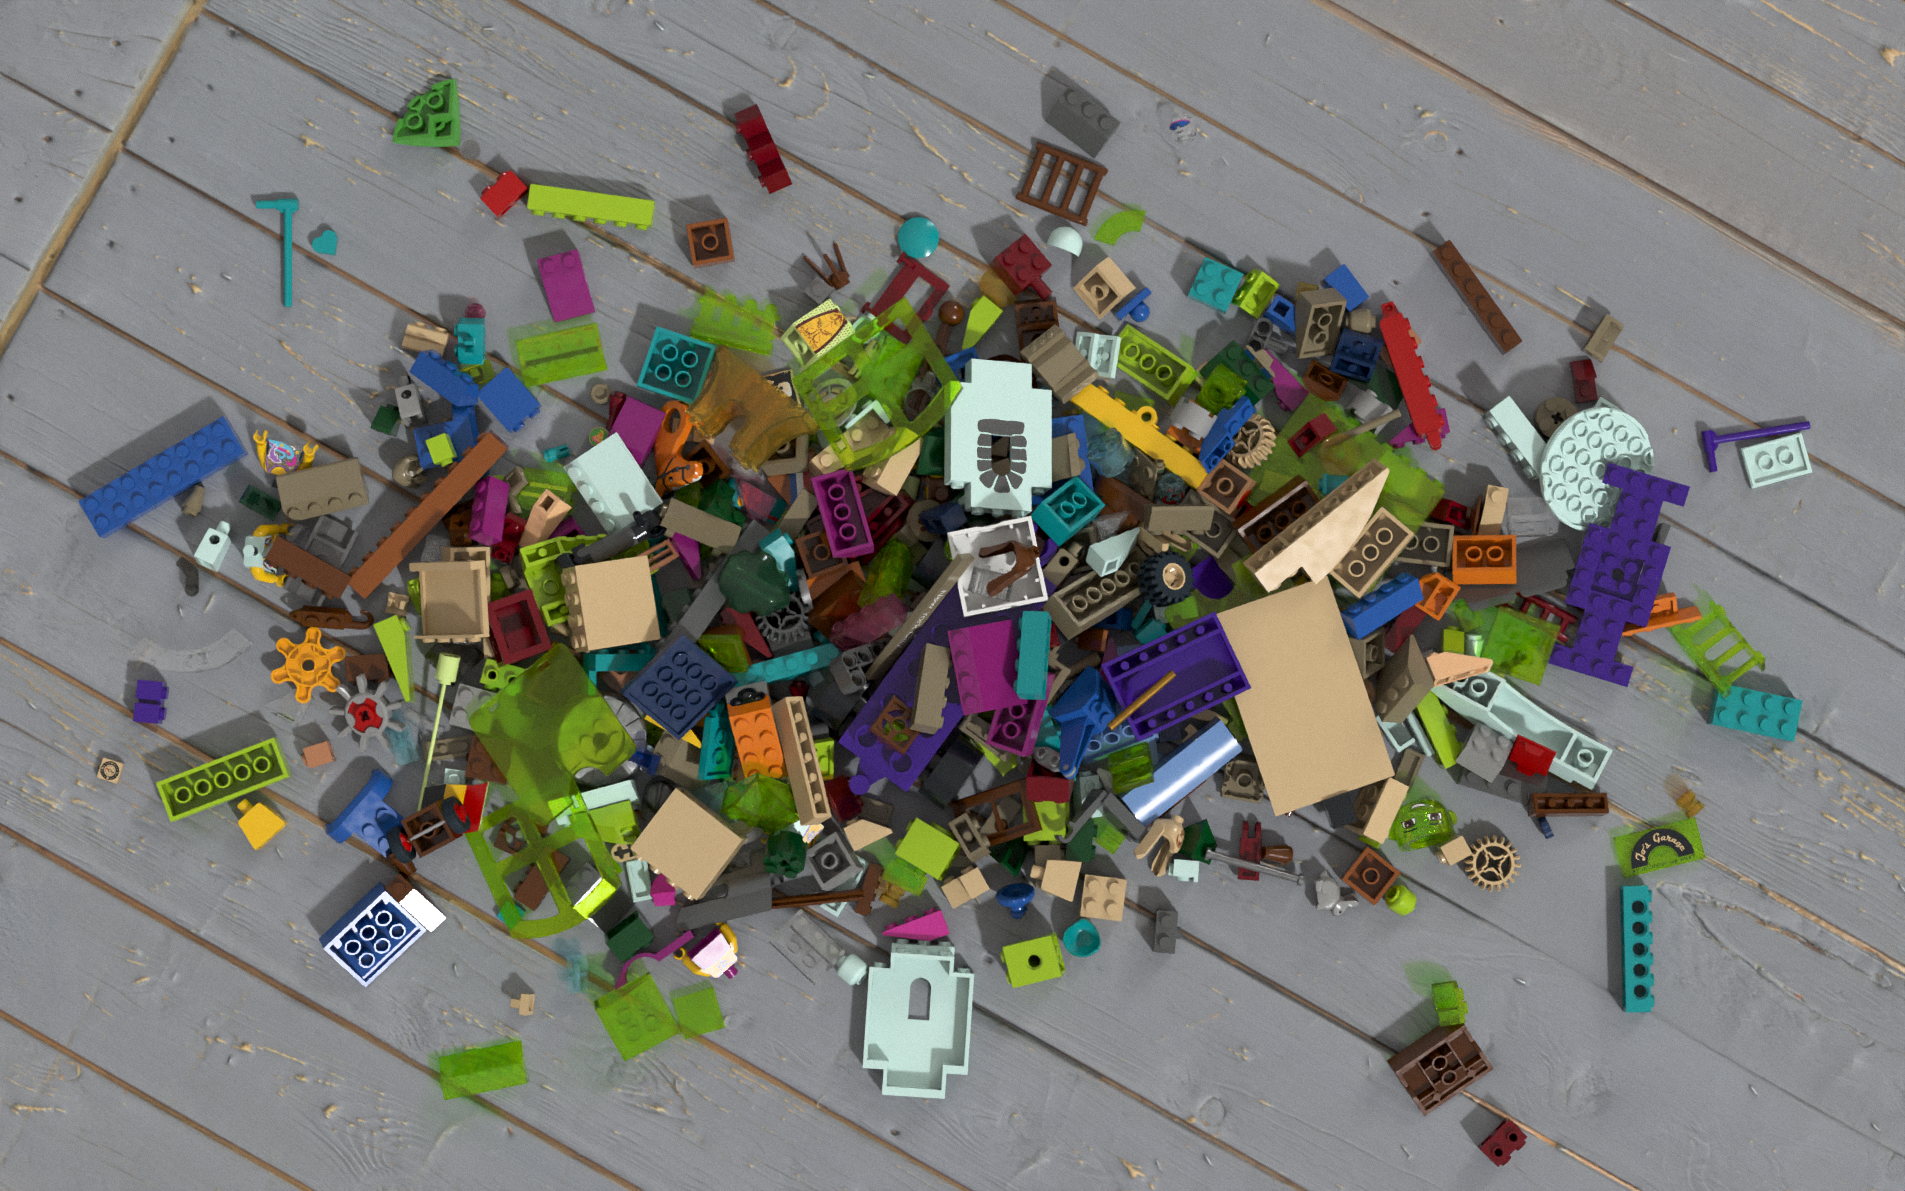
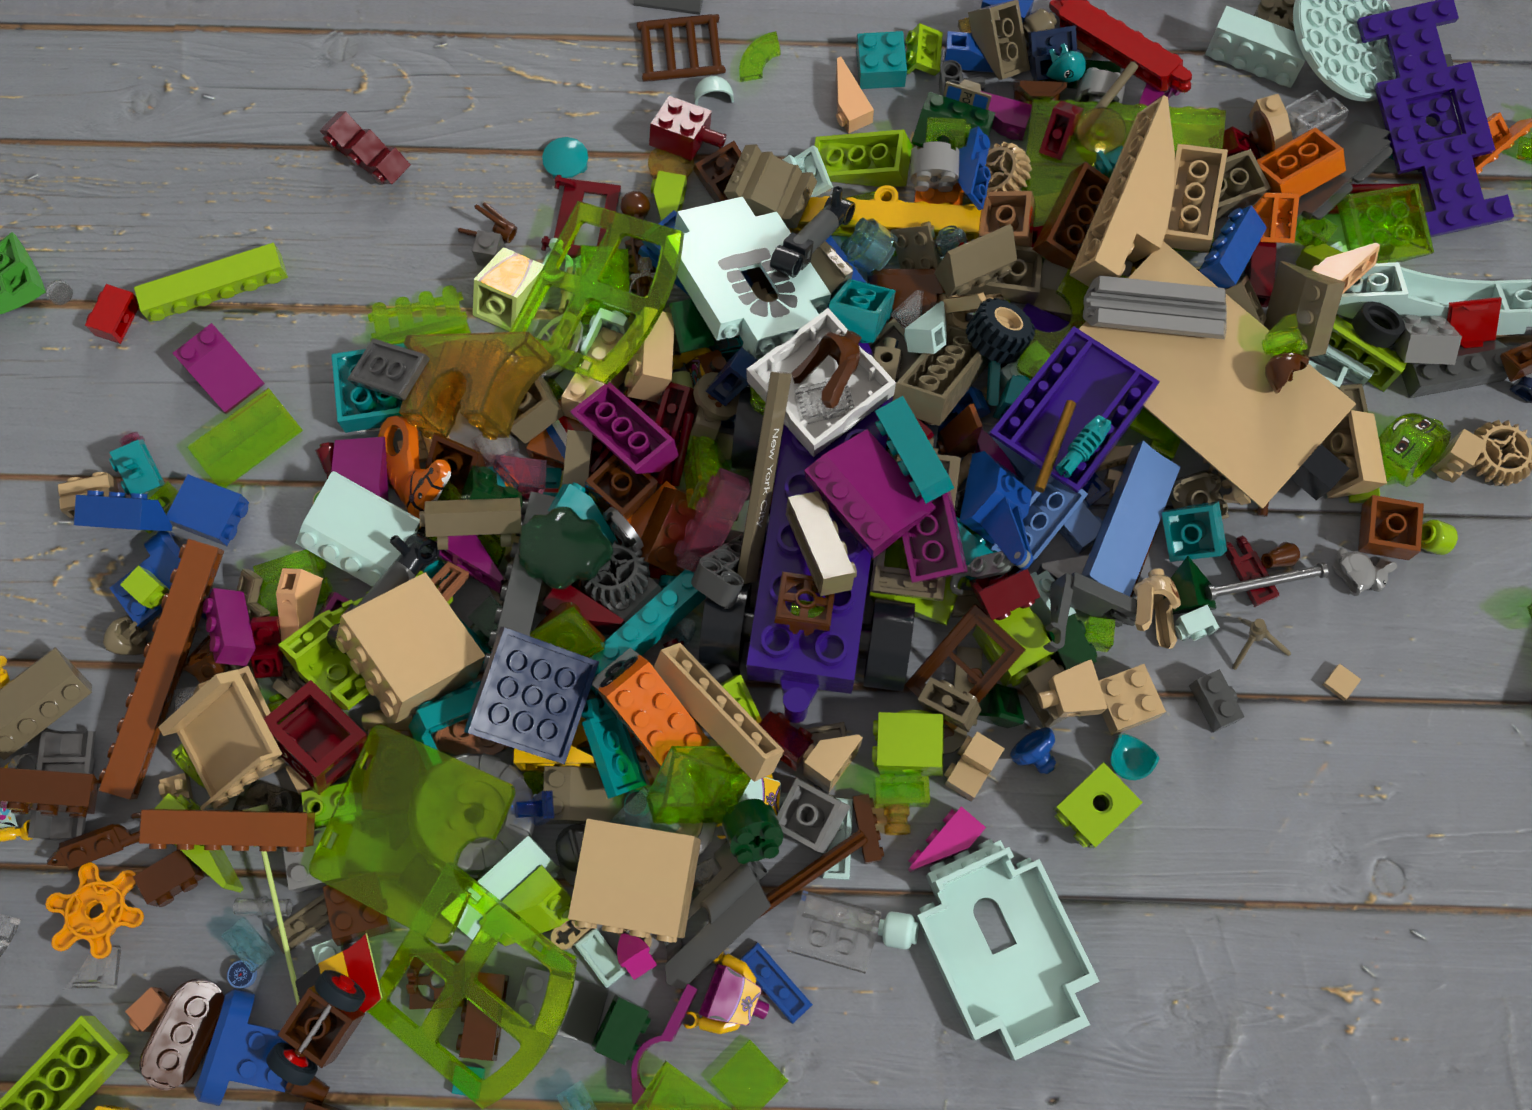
camera: 25 degrees left, 15 degrees down
(334, 783) = (181, 1034): none -> tile
(368, 712) = (188, 927): light grey gear -> none
(387, 420) = (77, 596): dark green slope -> none
(388, 761) = (240, 976): none -> tile
(410, 403) = (89, 559): light grey torso -> none
(428, 664) = (227, 827): none -> dark orange brick
(556, 453) = (284, 540): teal pin -> none
(600, 393) = (306, 458): dark tan tile -> none
(693, 368) = (388, 369): none -> flat silver tile
(710, 243) = (353, 255): dark orange brick -> none
(750, 959) = (776, 983): none -> blue tile
(1049, 438) = (799, 247): none -> black piece
(1104, 287) = (774, 113): tan slope -> none
(1131, 767) = (1078, 540): clear neon green slope -> none
(1136, 307) = (815, 115): blue tile -> none
(1161, 711) = (1084, 445): none -> teal hinge
(1169, 313) = (852, 105): none -> light nougat slope
(1221, 901) = (1257, 632): none -> dark tan plant
(1224, 803) = (1194, 532): none -> teal slope
(1265, 964) = (1341, 682): none -> tan tile
(1285, 630) = (1156, 307): none -> light grey piece
(1350, 723) = (1281, 368): none -> reddish brown hair
(1353, 376) = (1068, 66): none -> teal piece
(1365, 704) = (1284, 337): none -> clear neon green brick
(1442, 729) = (1389, 320): none -> black tyre

